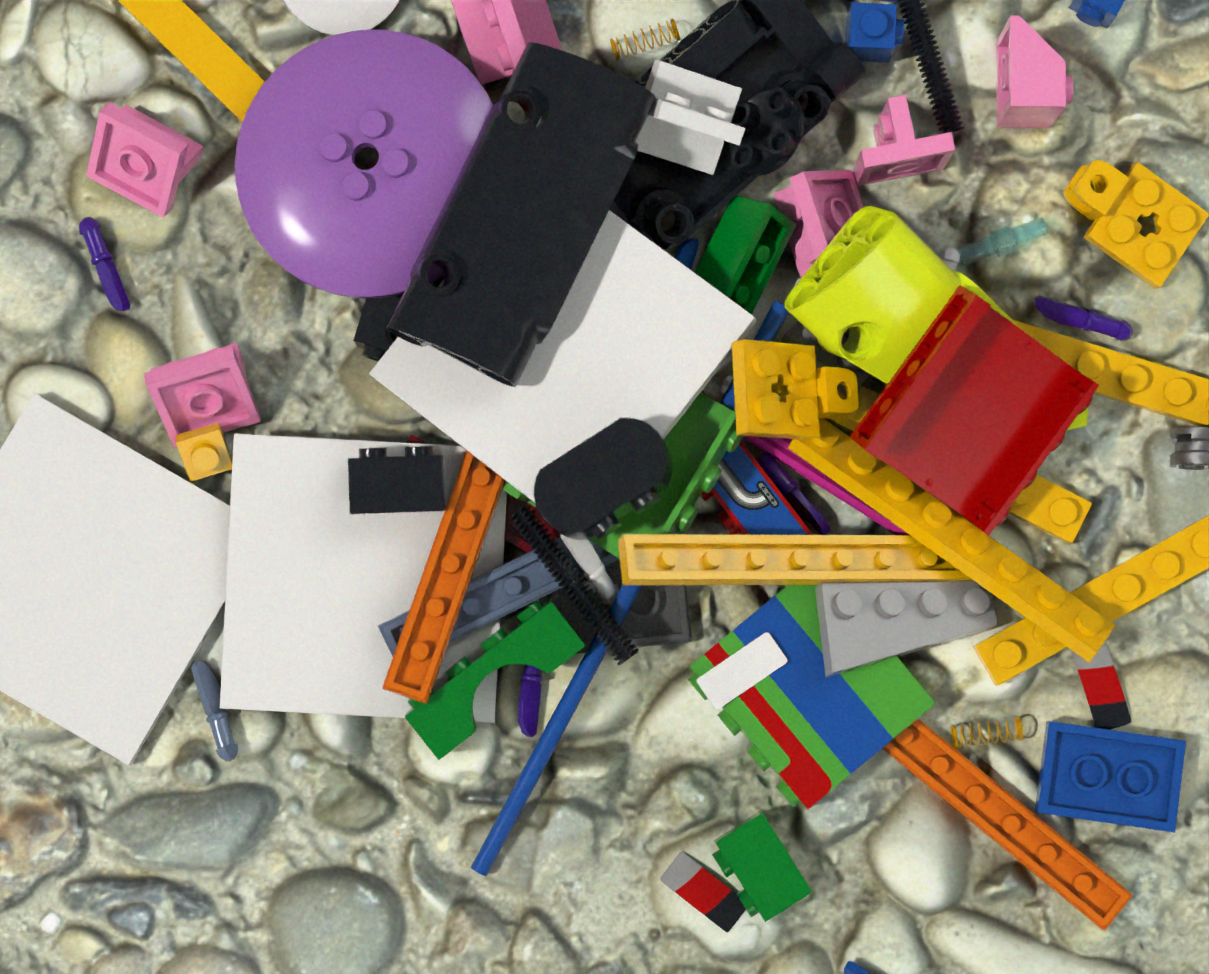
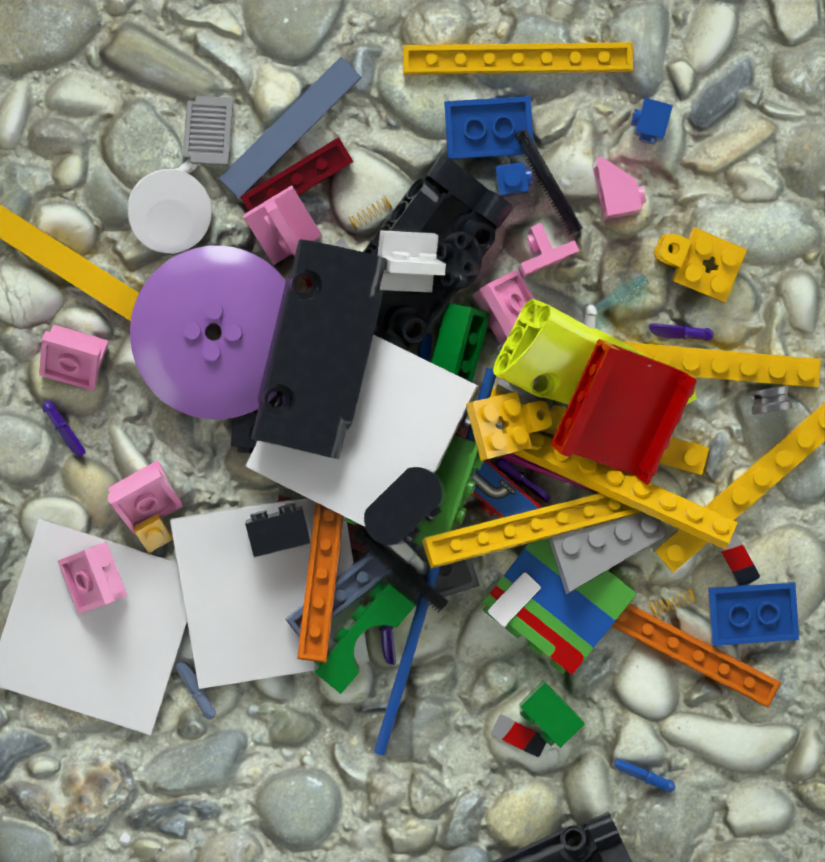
camera: 10 degrees left, 5 degrees up
(93, 497) = (92, 578): none -> bright pink bracket

